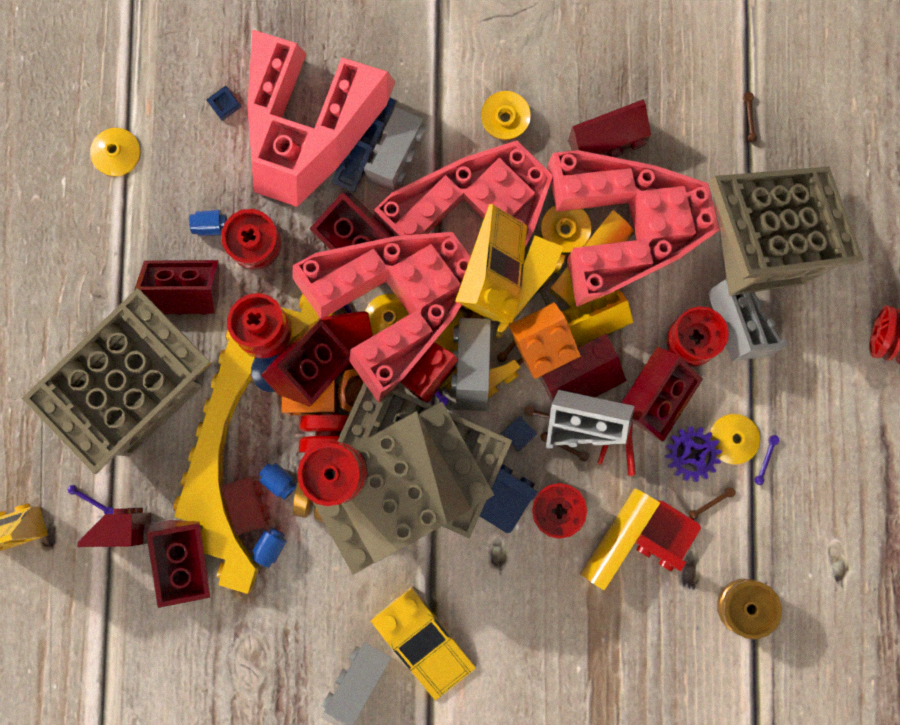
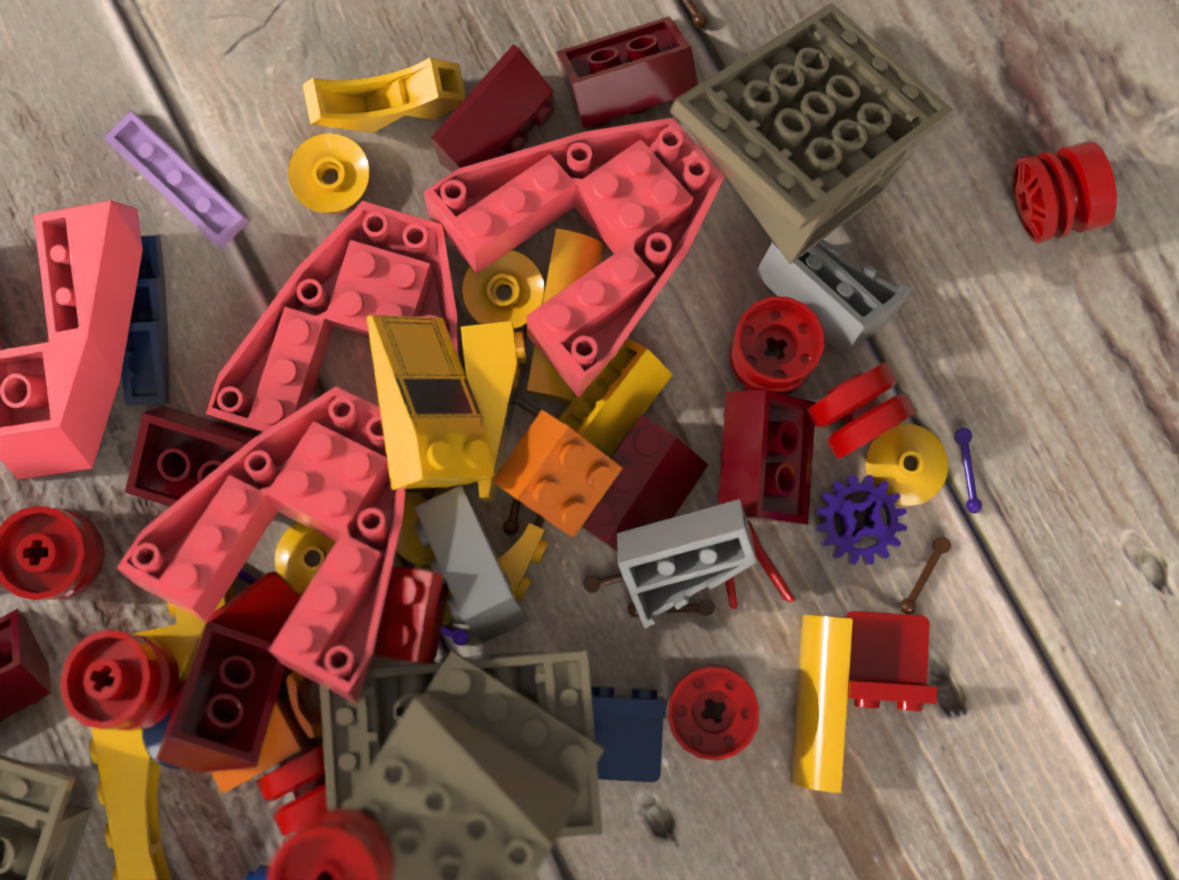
camera: 30 degrees left, 0 degrees up
(395, 150) = (193, 308): light grey wedge -> none
(421, 75) = (176, 179): none -> lavender tile
(519, 433) = (594, 625): dark blue tile -> none
(552, 90) = (374, 102): none -> yellow arch
(697, 145) = (628, 71): none -> dark red slope
(725, 394) = (861, 409): none -> red wheel
(764, 605) = (1086, 708): pearl gold wheel -> none

